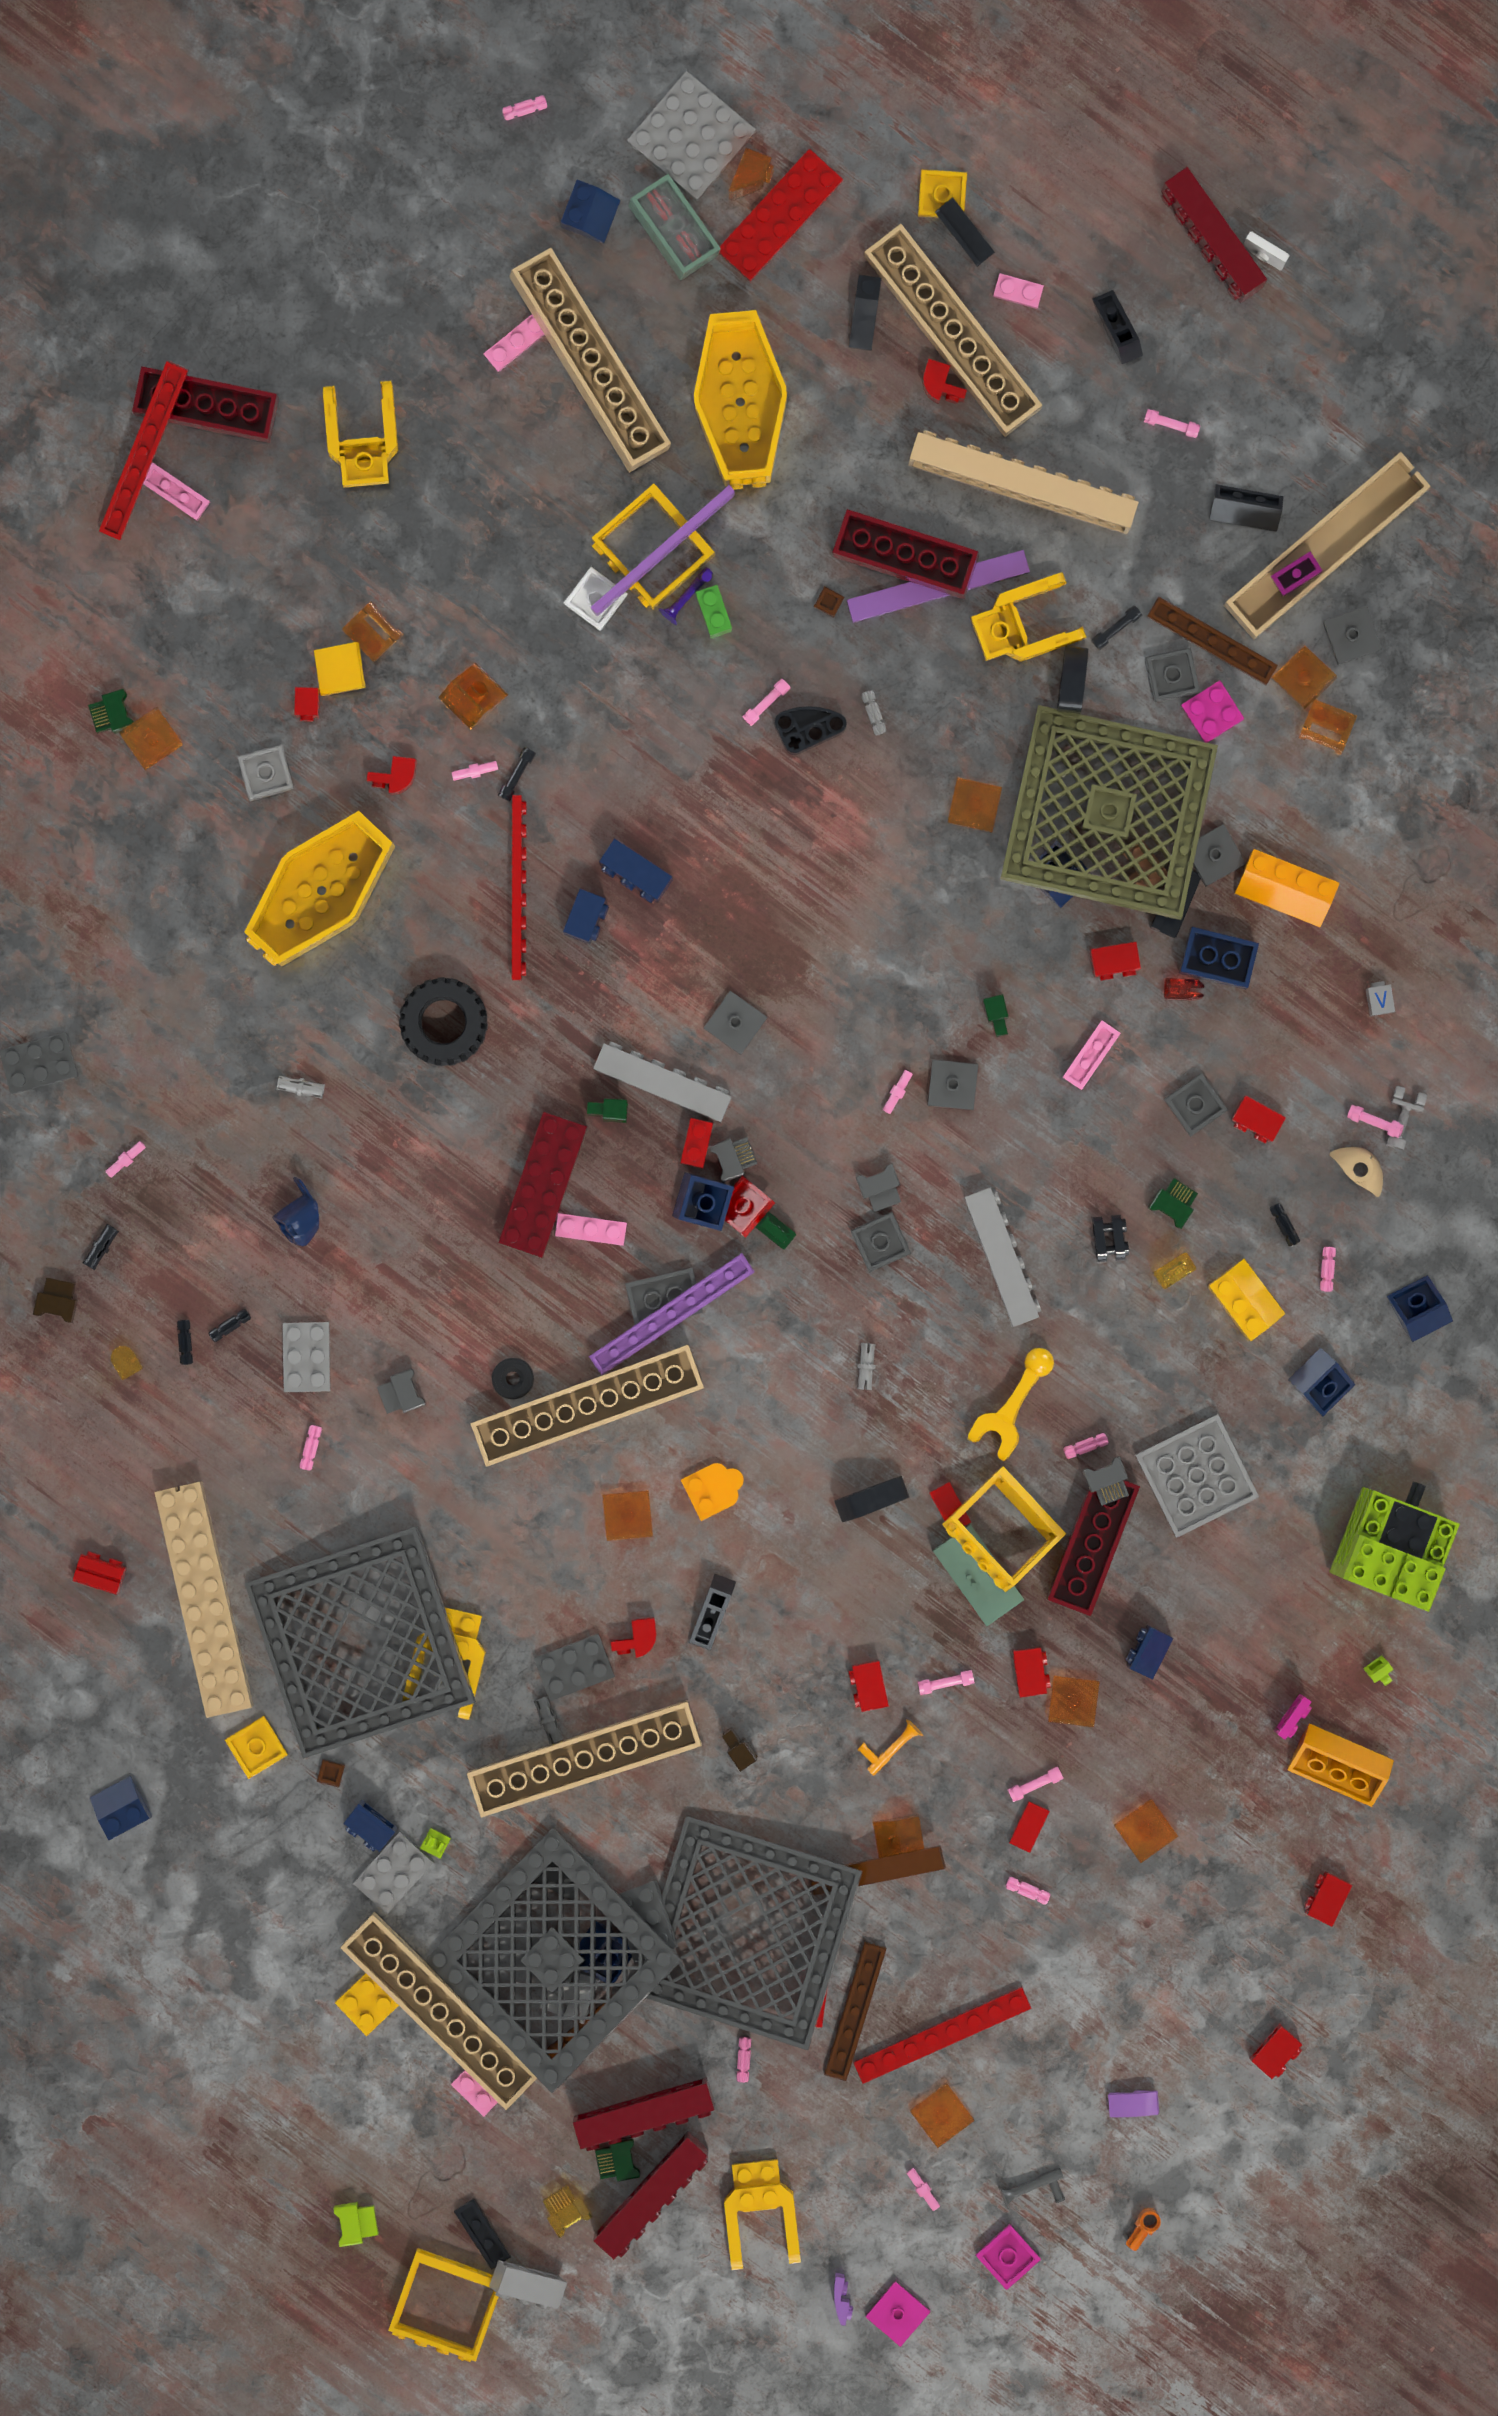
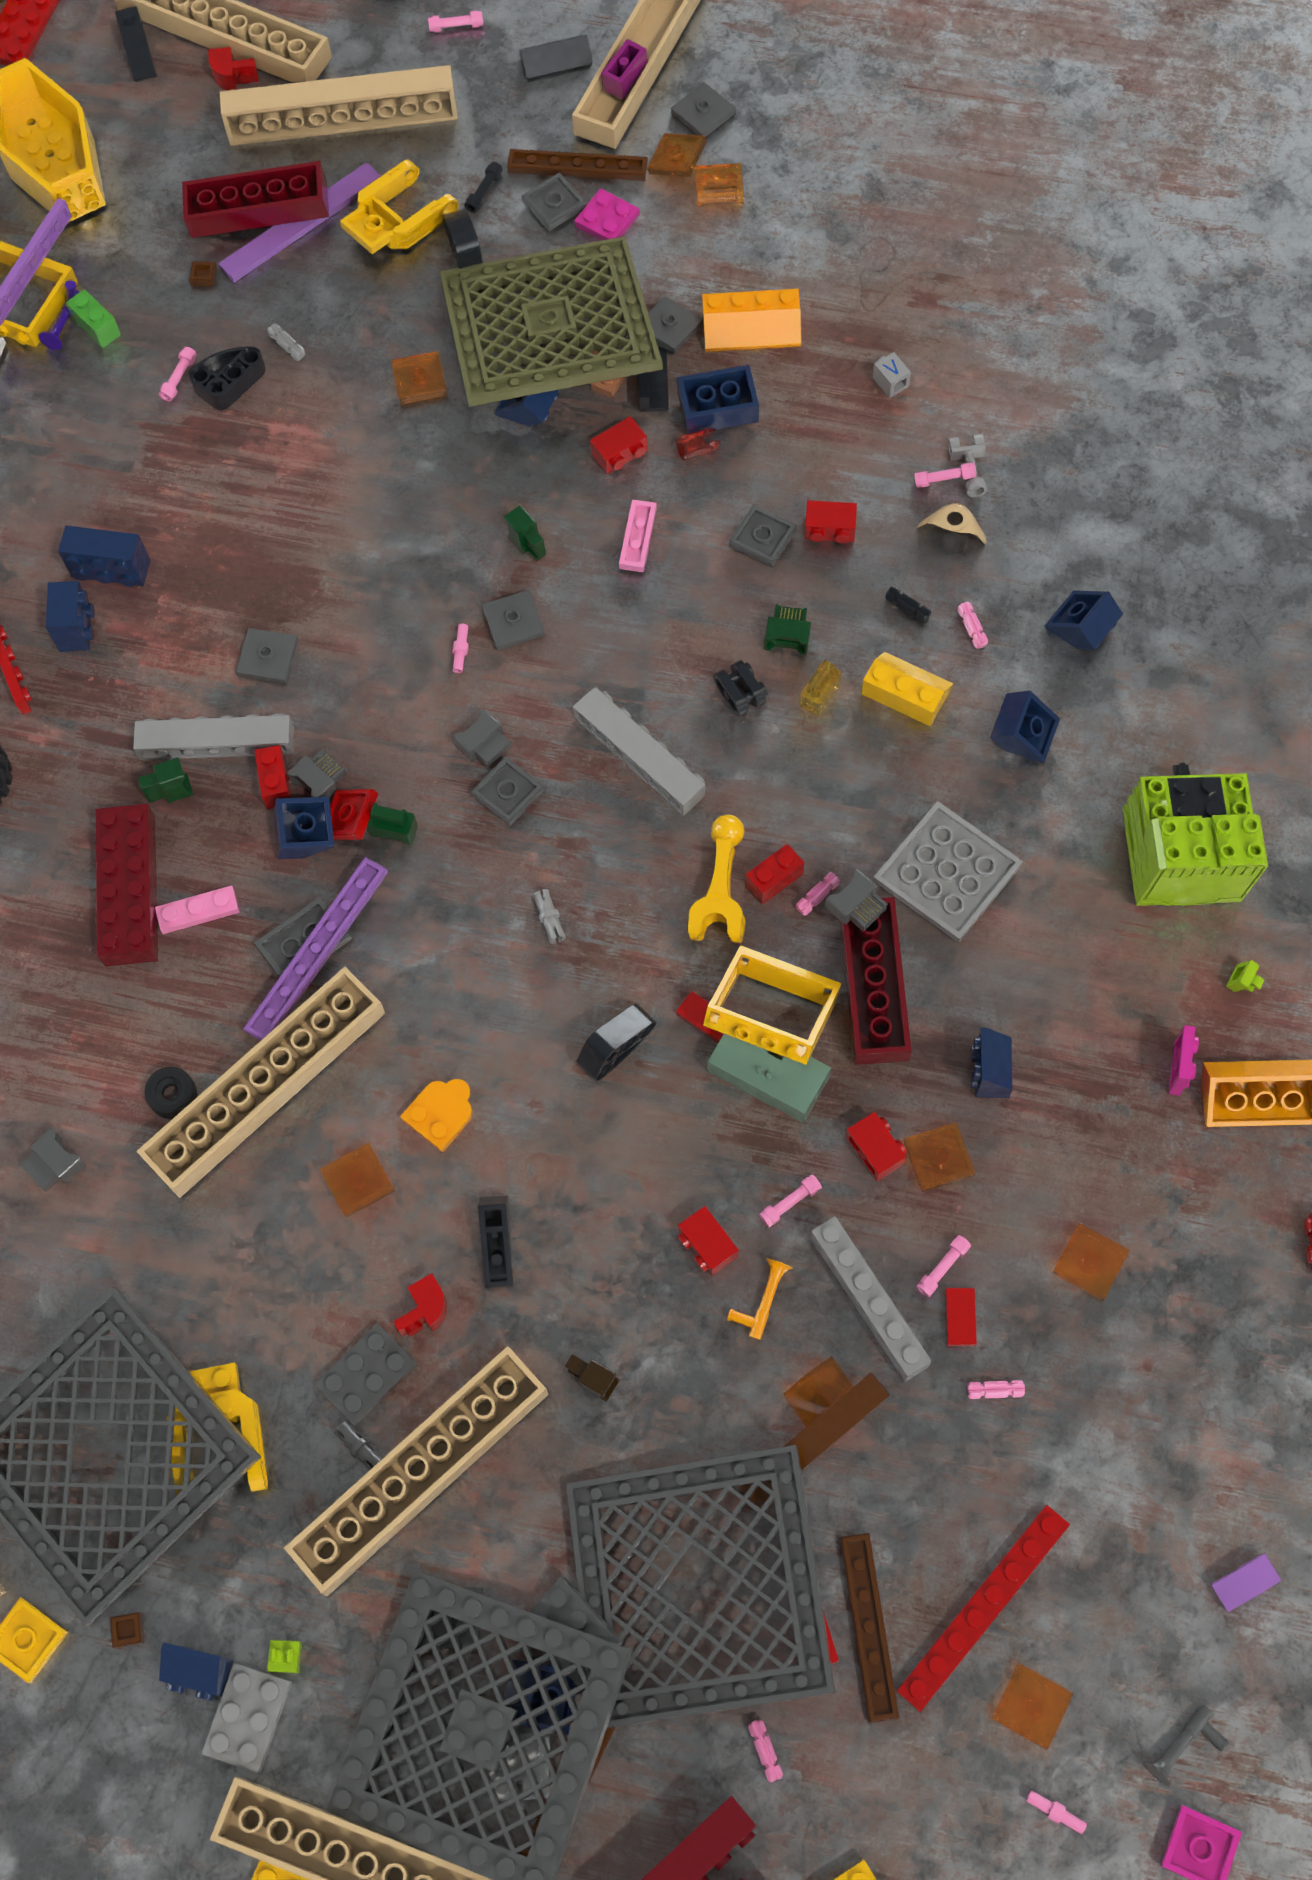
camera: 20 degrees left, 20 degrees down
(968, 1784) = (870, 1299): none -> light grey brick
(1059, 1416) = (774, 874): none -> red brick

